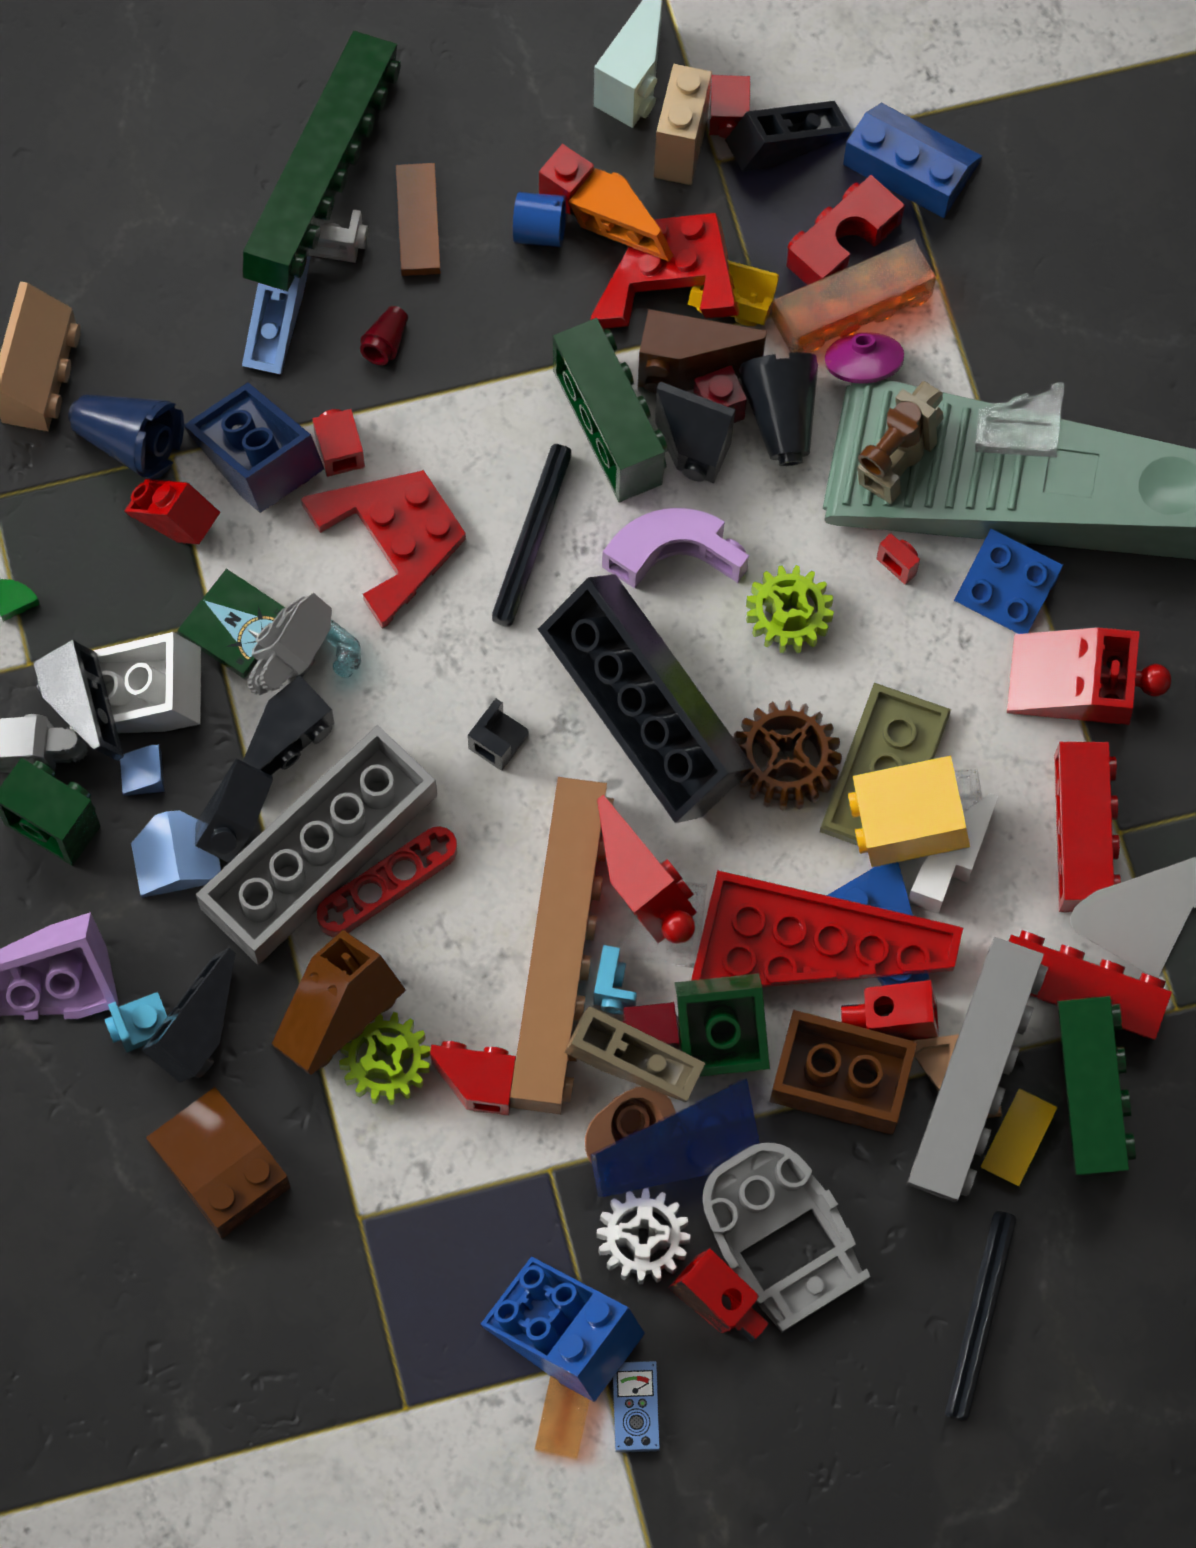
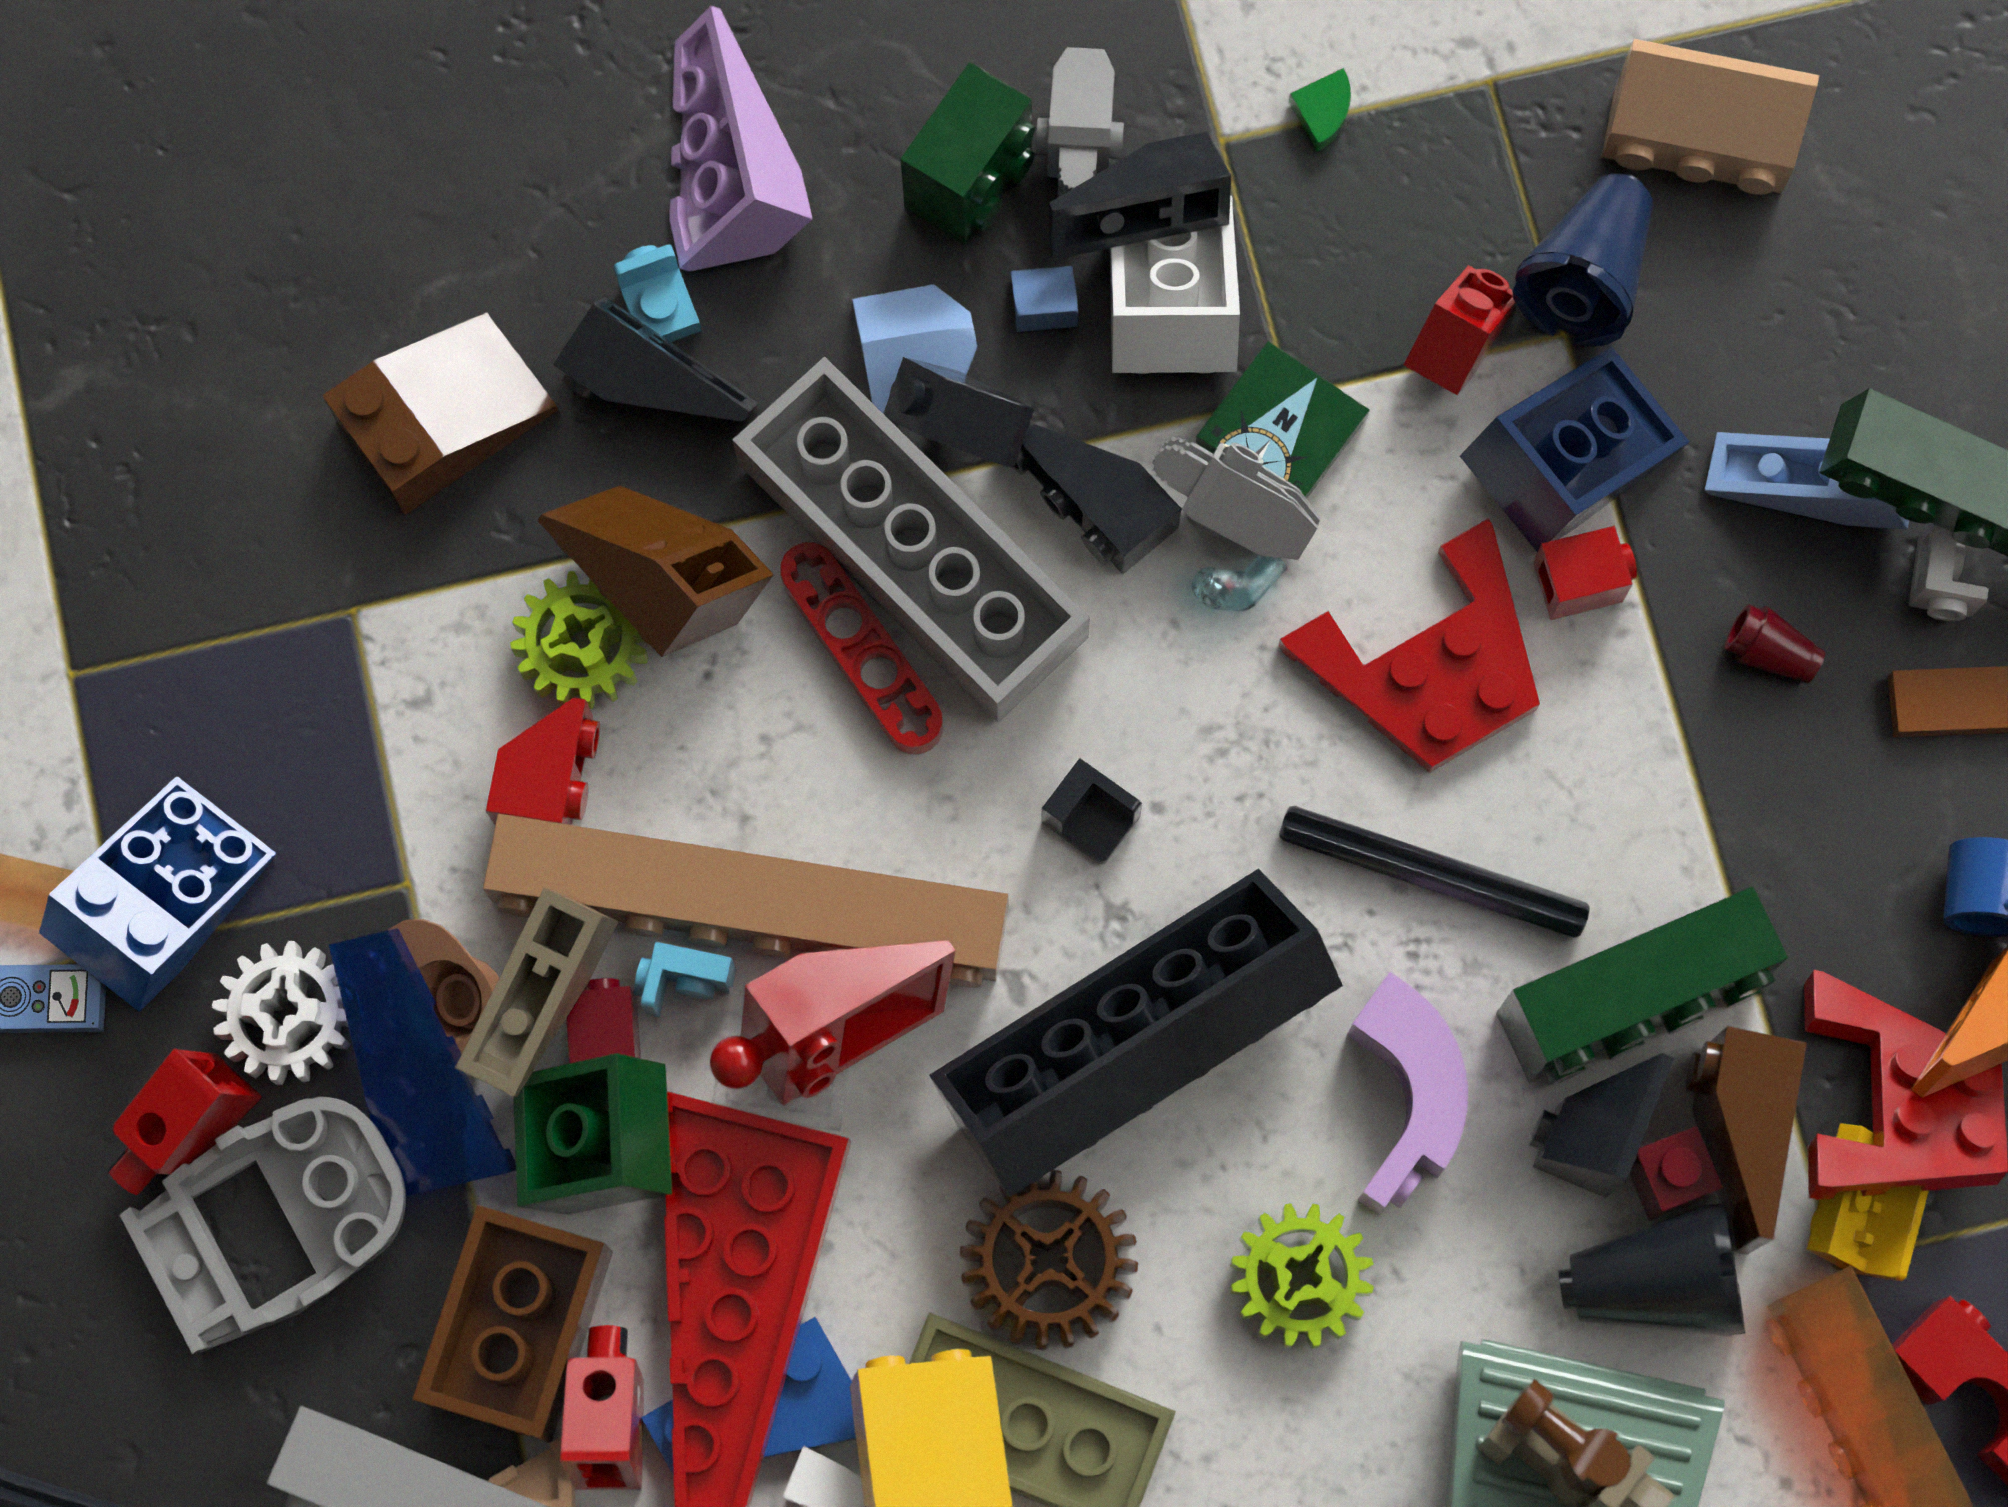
camera: 95 degrees right, 5 degrees up
(864, 357) = (1757, 1422): magenta dish -> none
(898, 558) = (1394, 1464): red plate -> none

